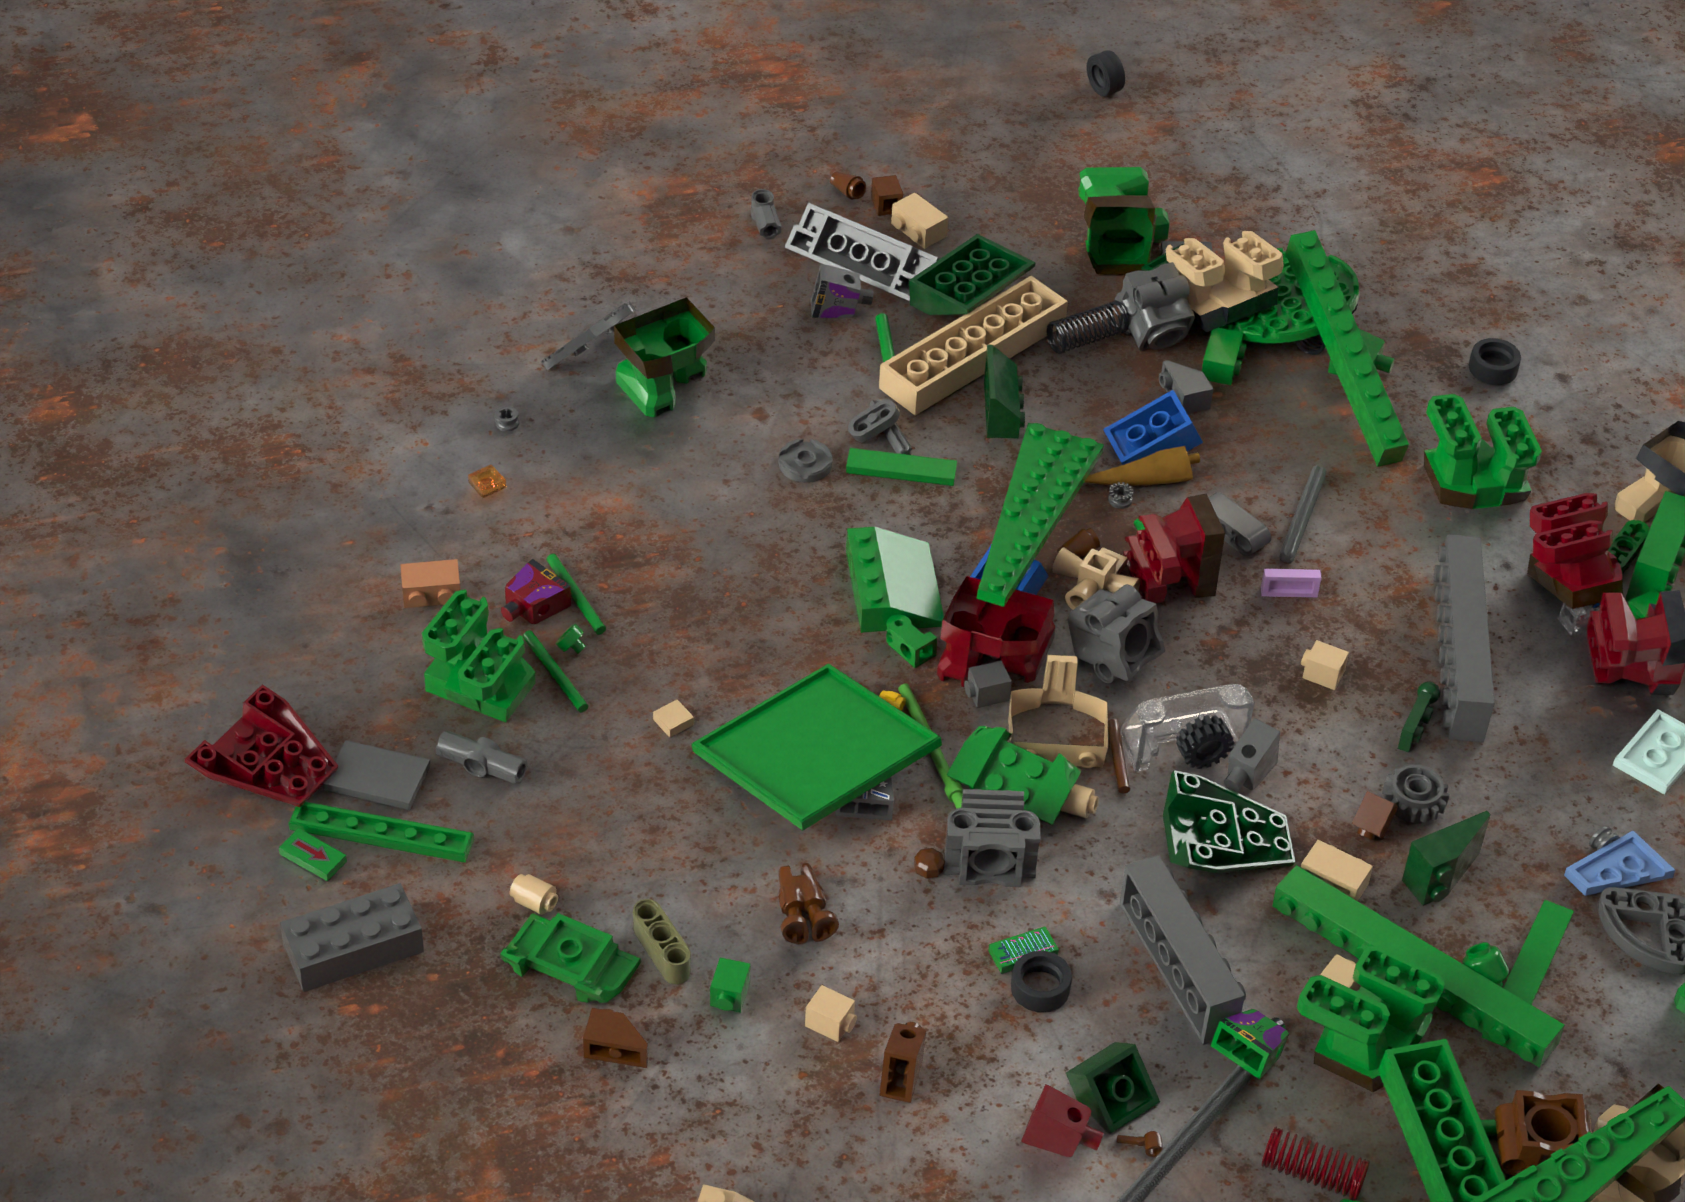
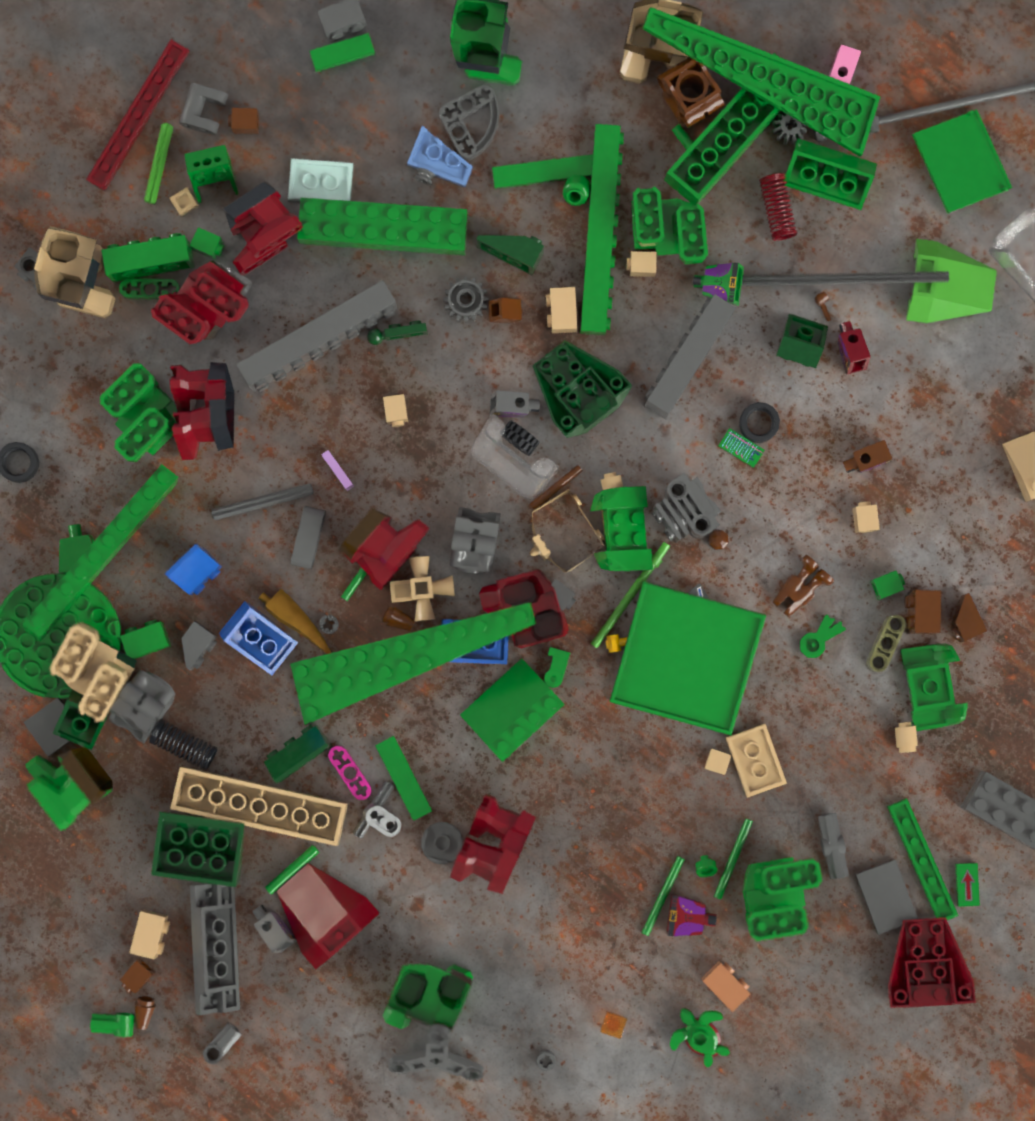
camera: 125 degrees left, 40 degrees up
(404, 533) = (700, 1035): none -> green animal
(642, 752) = (756, 760): none -> tan tile
(665, 988) = (923, 612): none -> reddish brown brick
(725, 877) = (813, 644): none -> green piece
(758, 474) = (488, 861): none -> dark red piece
(821, 341) = (323, 913): none -> dark red wedge
(857, 160) = (118, 1024): none -> green piece
(965, 438) = (345, 756): none -> dark pink beam
(1270, 410) = (194, 570): none -> blue slope
(1441, 502) = (208, 423): none -> dark red piece
(1563, 767) = (383, 226): none -> green brick

